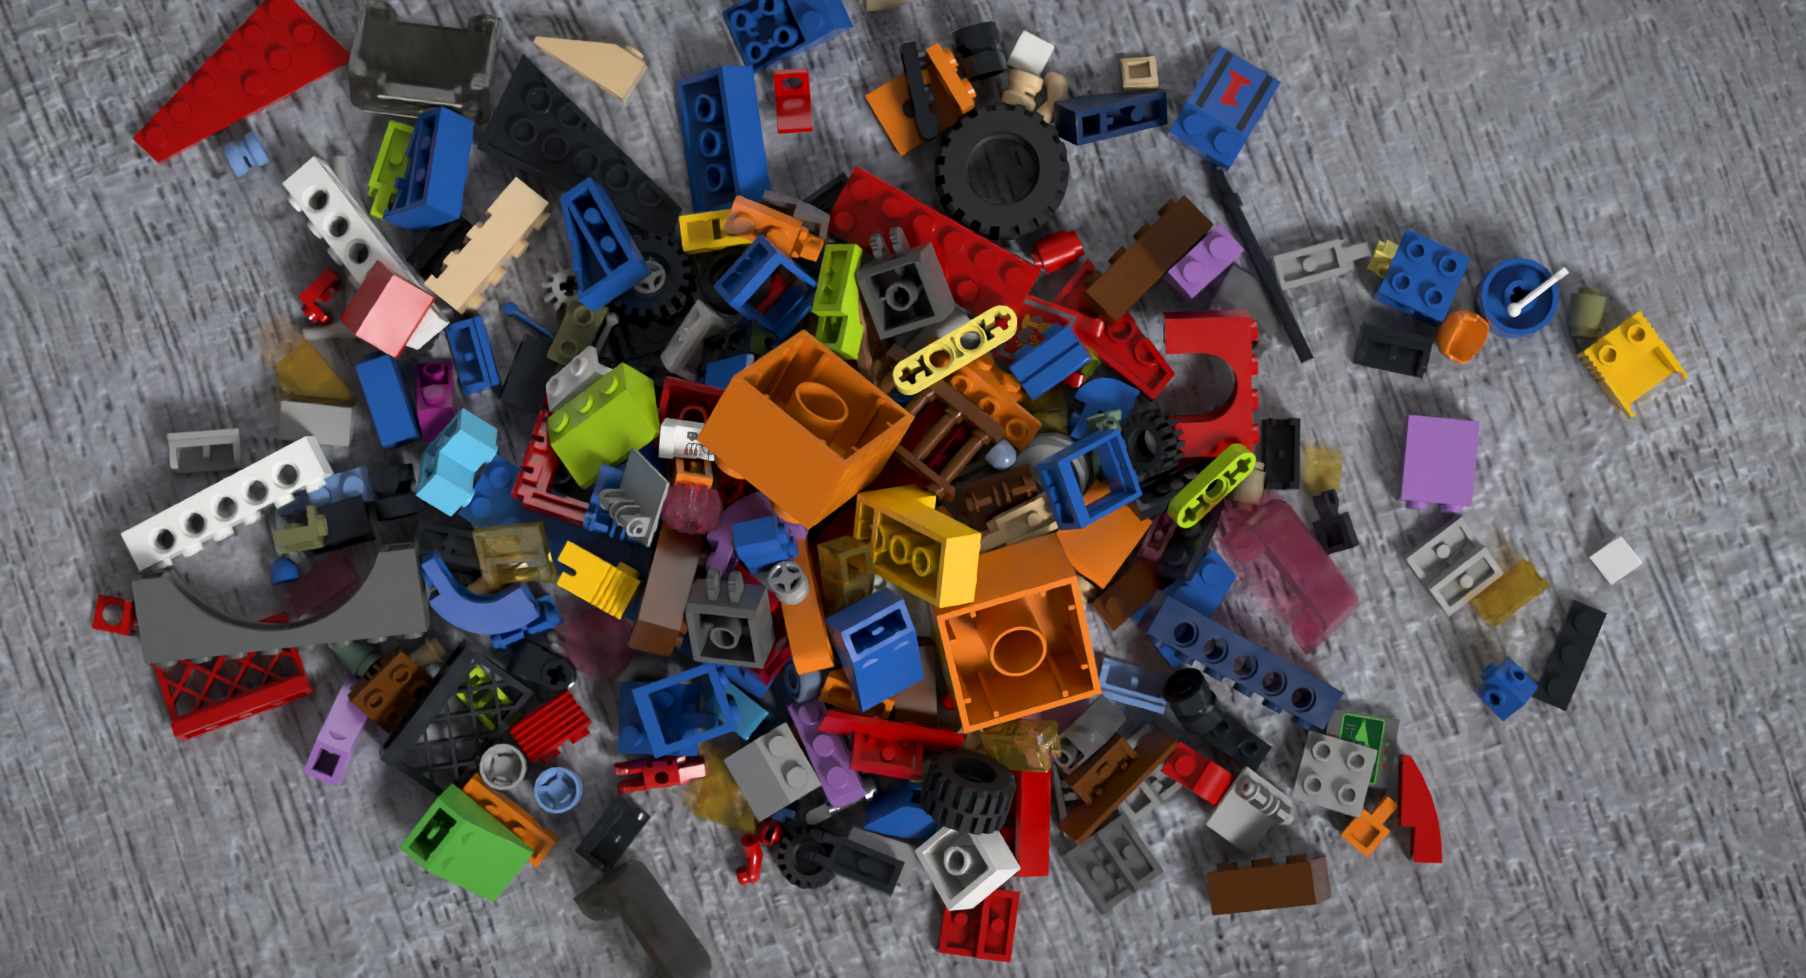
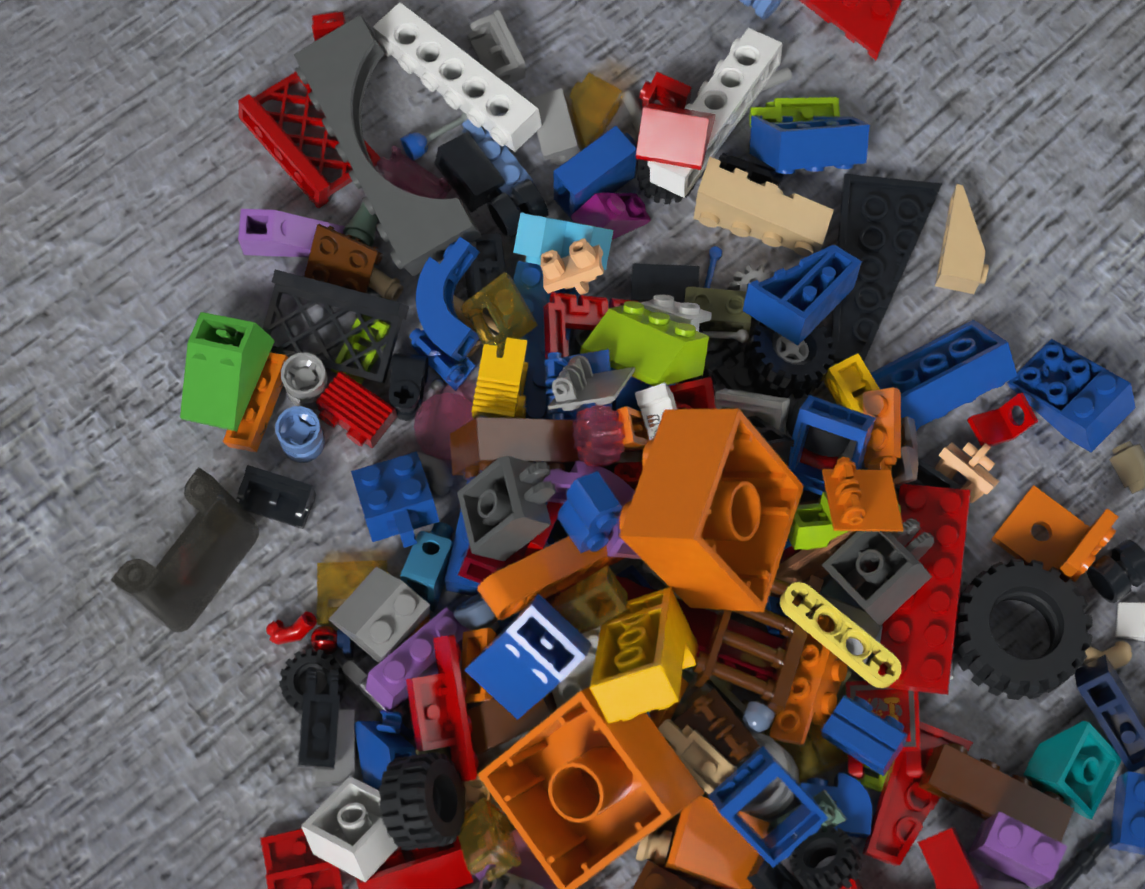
camera: 75 degrees right, 15 degrees down
(299, 537) = (449, 139): olive bracket -> none
(423, 66) = (887, 90): clear smoke windscreen -> none
(473, 355) = (664, 235): blue hinge -> none
(496, 466) = (573, 270): none -> light nougat hips
(651, 721) = (389, 477): blue window -> none
(676, 772) = (354, 532): red hinge -> none
(783, 576) = (563, 539): light grey wheel -> none
(826, 150) = (979, 479): none -> light nougat hips
(836, 279) = (861, 498): none -> orange hinge
(879, 794) = (393, 724): none -> blue hand
(919, 93) = (1059, 528): black hinge -> none
(1022, 89) = (1106, 623): tan wheel -> none
(1057, 250) = (968, 709): red brick -> none
(1146, 175) = (1075, 766): none -> teal slope

